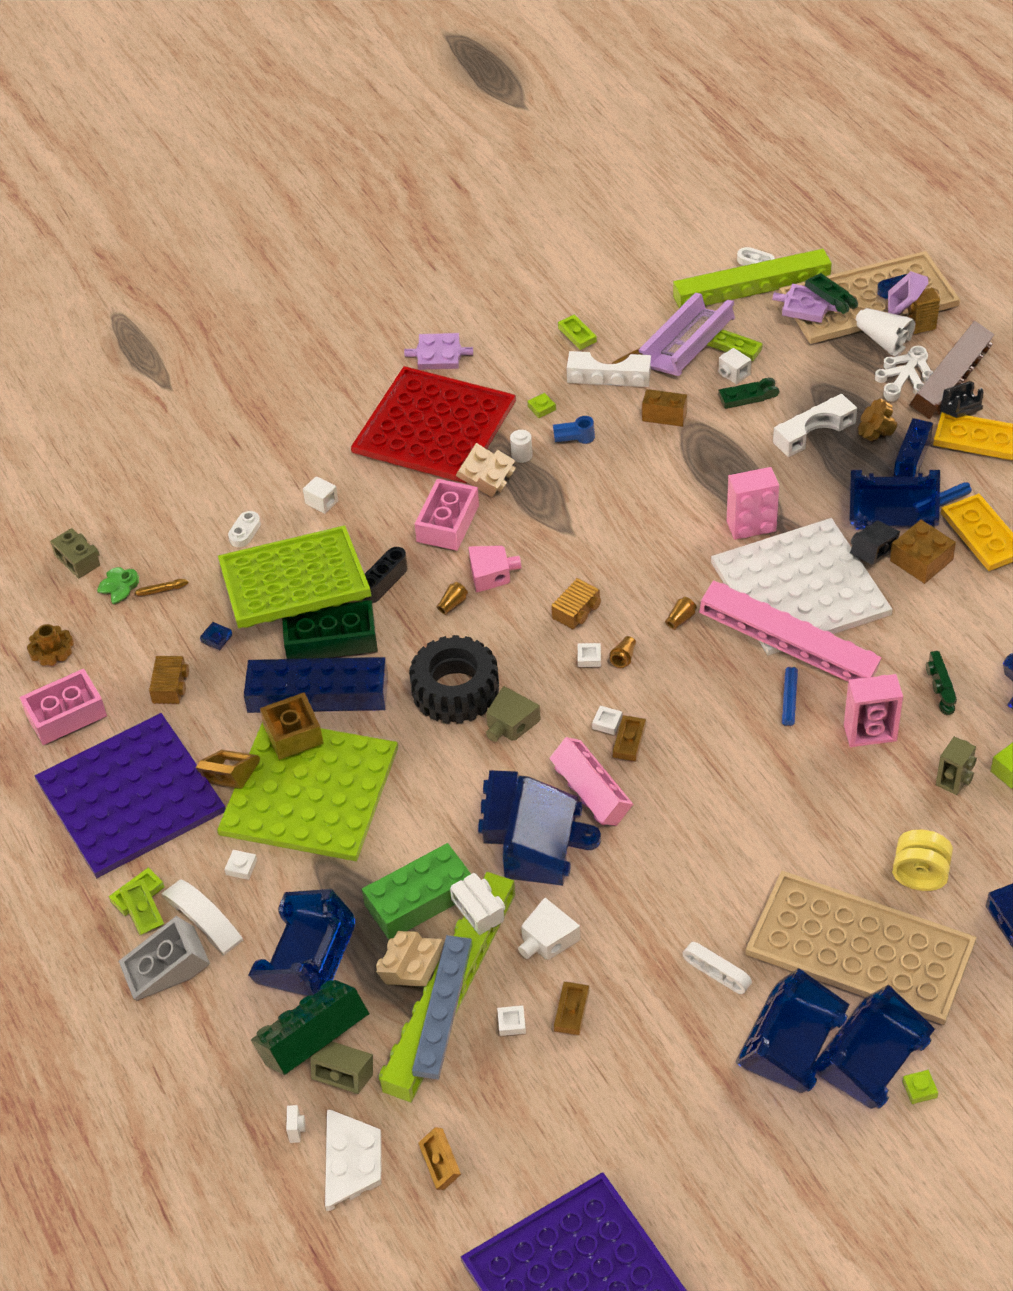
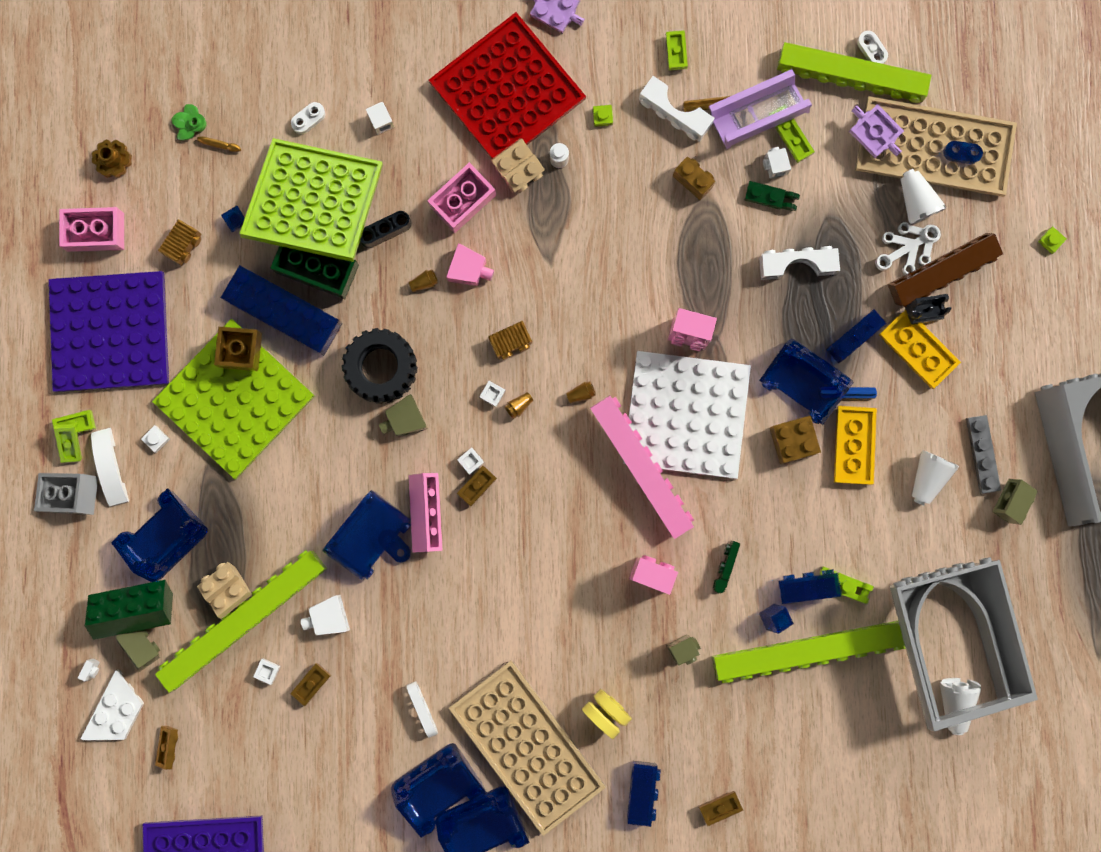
camera: 25 degrees right, 35 degrees up
(75, 552) = (169, 73): olive brick -> none
(227, 775) = (169, 346): pearl gold tile -> none
(415, 891) = (259, 535): bright green brick -> none
(442, 1007) = (221, 644): sand blue plate -> none
(477, 903) = (285, 580): white brick -> none
(497, 805) = (352, 493): clear blue brick -> none
(580, 430) = (607, 161): blue piece -> none
(789, 699) = (612, 514): blue axle -> none
(832, 293) = (899, 137): dark green hinge -> none
(873, 542) = (763, 412): black brick -> none
(877, 420) = (847, 291): pearl gold plant -> none
(906, 292) = (951, 170): lavender tile -> none
(925, 311) = (963, 195): pearl gold brick -> none

